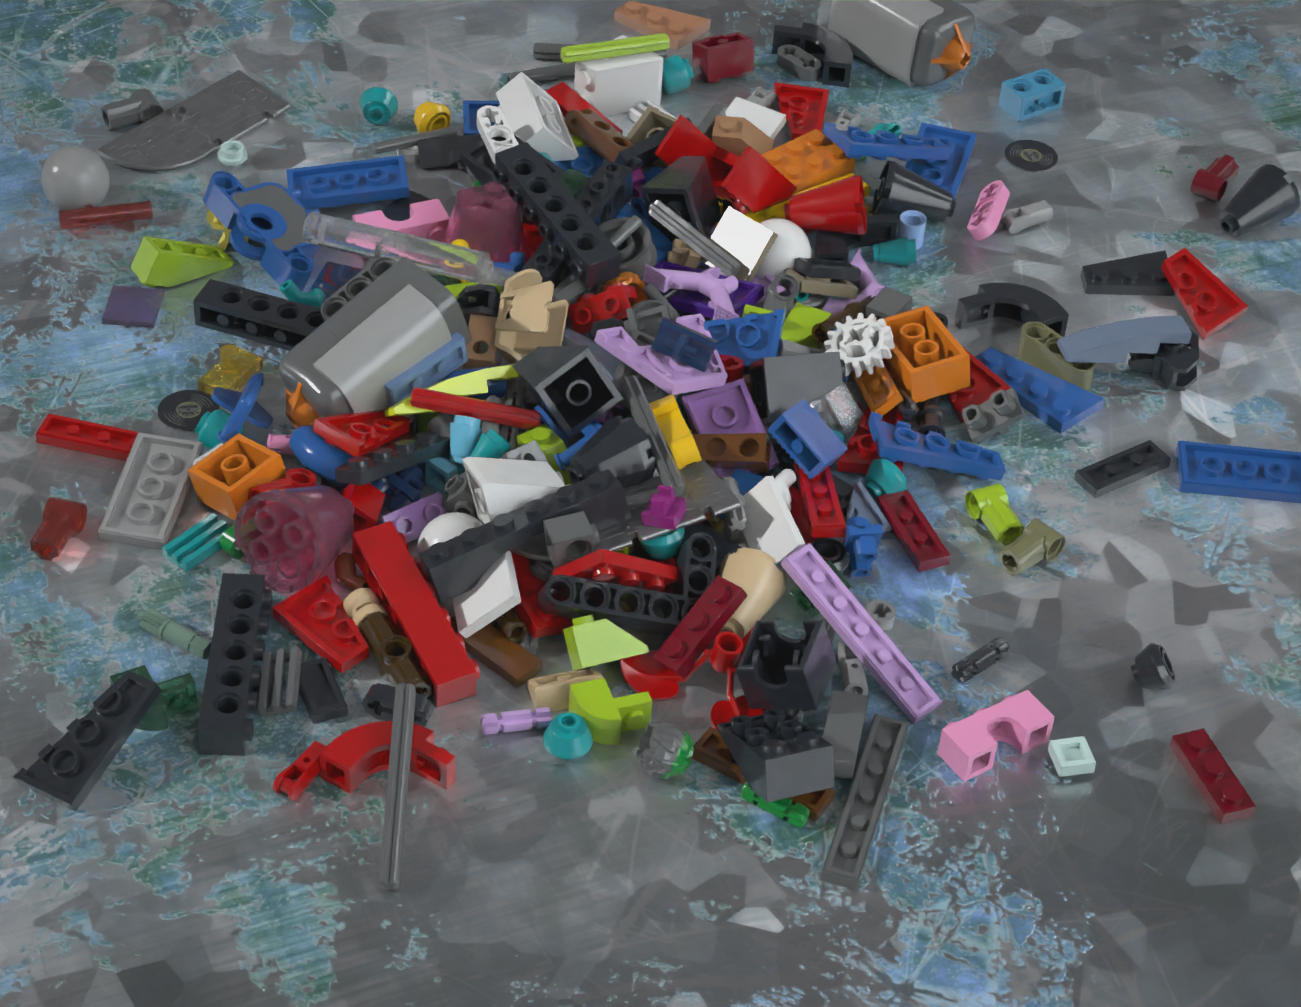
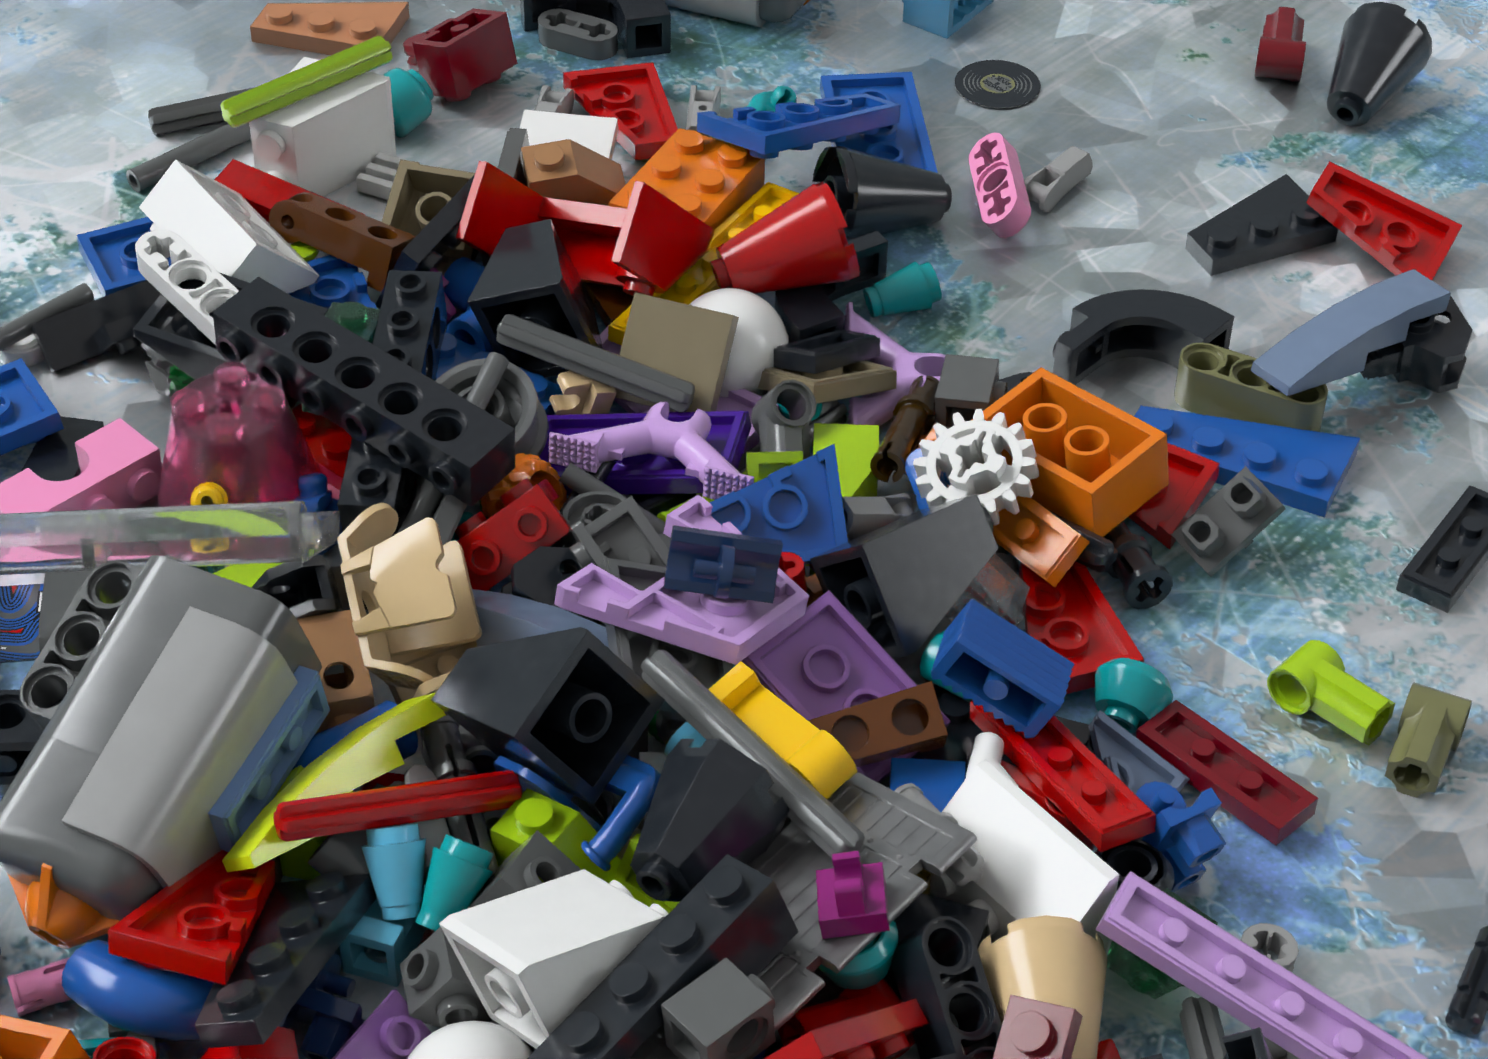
camera: 20 degrees left, 0 degrees up
(431, 116) = (36, 278): yellow cone -> none
(912, 225) = (907, 242): light blue beam -> none
(933, 450) = (1172, 614): blue wing -> none

